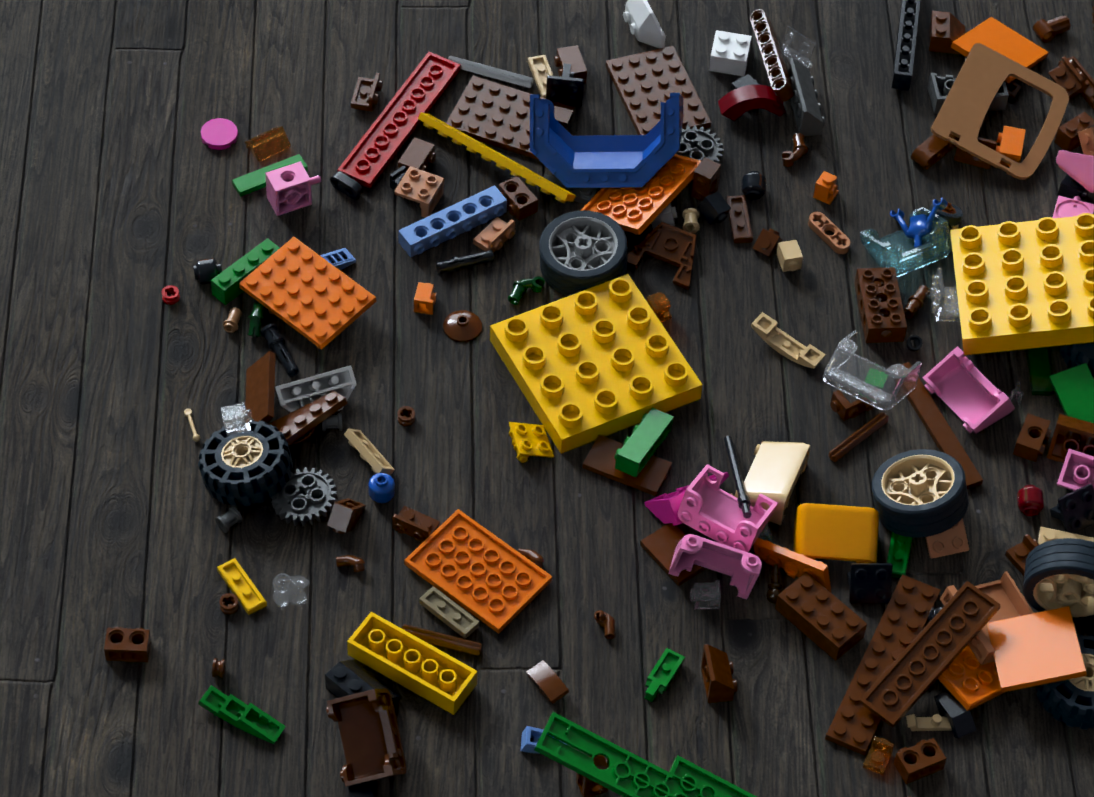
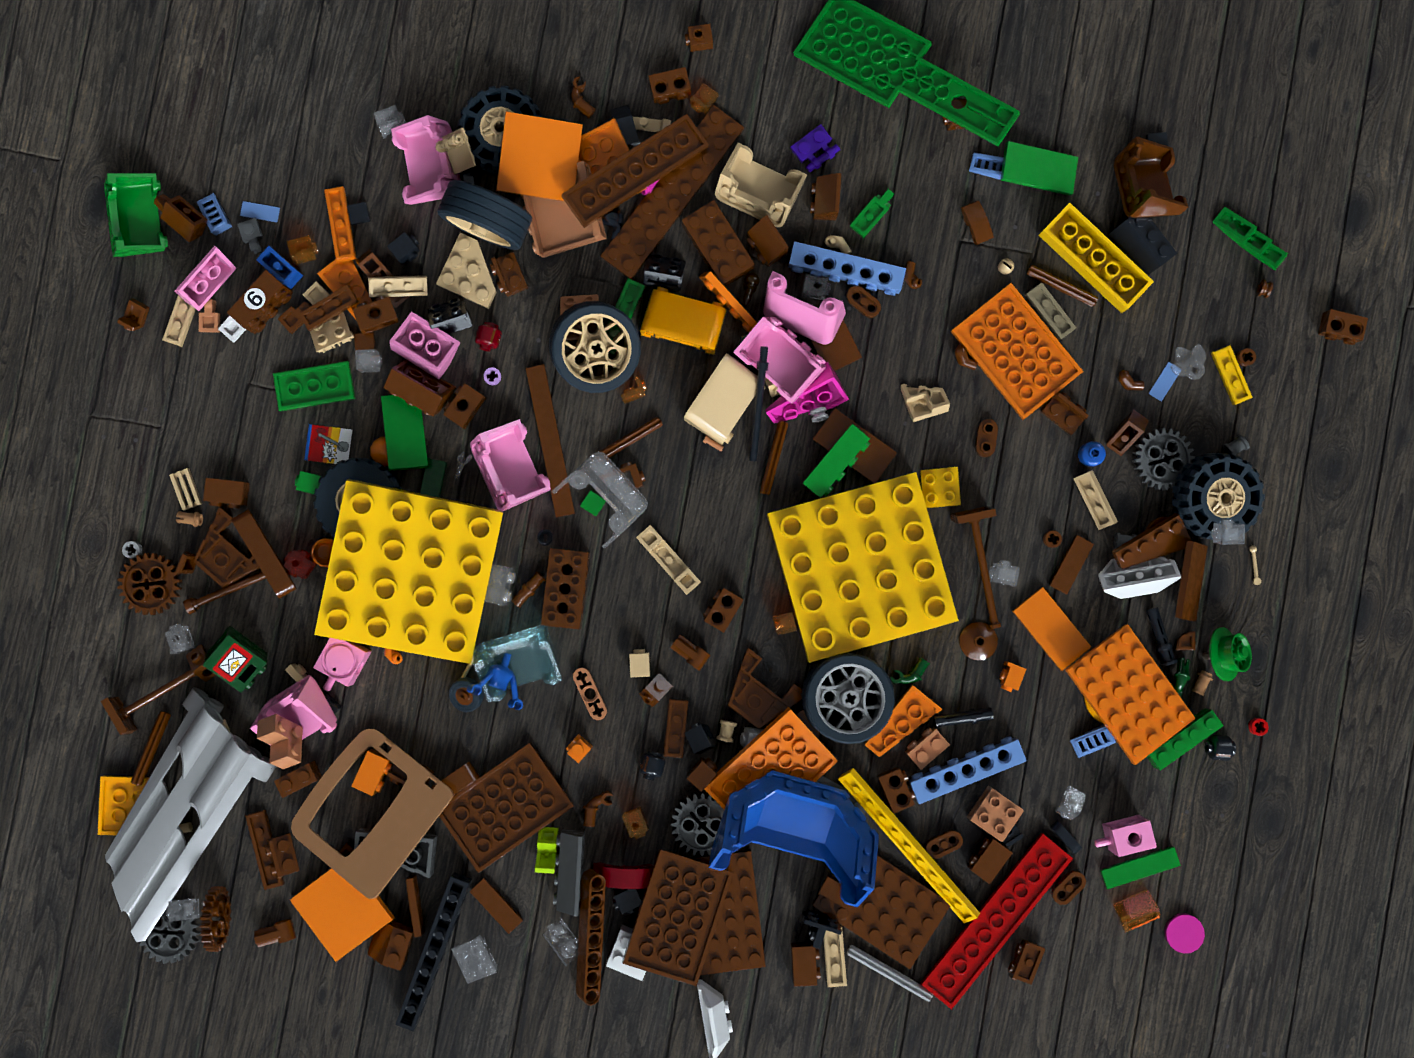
camera: 165 degrees left, 35 degrees up
(214, 337) = (1228, 653): none -> green piece
(253, 352) = (1186, 641): none -> reddish brown tile
(314, 569) = (1163, 383): none -> medium blue sticker
(334, 153) = (1070, 889): none -> reddish brown plate
(345, 211) = (1071, 803): none -> clear bracket
(382, 398) = (1071, 564): none -> reddish brown tile
(392, 343) = (1051, 629): none -> orange tile
(450, 377) = (1004, 573): none -> clear brick
(459, 167) = (943, 843): none -> reddish brown plate
(490, 414) = (974, 516): none -> reddish brown tile
(491, 741) = (1039, 168): none -> green tile
(492, 490) = (984, 437): none -> reddish brown plate
(504, 651) = (1003, 268): none -> tan hinge
(522, 254) = (907, 715): none -> orange wing
(565, 513) = (924, 401): none -> tan slope
(652, 590) = (865, 300): none -> reddish brown plate
(671, 483) = (819, 414): none -> light grey bush
(686, 623) = (820, 255): none -> medium blue brick
(692, 643) = (839, 243): none -> tan arm
(701, 70) = (677, 917): none -> reddish brown plate
(707, 439) = (774, 457): none -> reddish brown axle
(721, 310) = (727, 612): none -> reddish brown brick
(738, 272) = (693, 654): none -> reddish brown piece
(747, 733) = (811, 144): none -> dark purple plate
(756, 143) = (635, 822): none -> clear orange brick
(768, 625) = (767, 242): none -> reddish brown slope
(792, 678) = (757, 188): none -> tan windscreen
(830, 111) = (546, 850): none -> lime slope
(862, 73) = (496, 905): none -> reddish brown tile
(865, 473) = (633, 394): none -> clear orange bracket
(866, 34) = (474, 959): none -> clear hinge
(877, 139) = (505, 807): none -> reddish brown plate
(933, 57) = (415, 906): none -> reddish brown tile
(1013, 731) = (578, 101): none -> reddish brown piece
(1018, 467) = (496, 380): none -> lavender bush

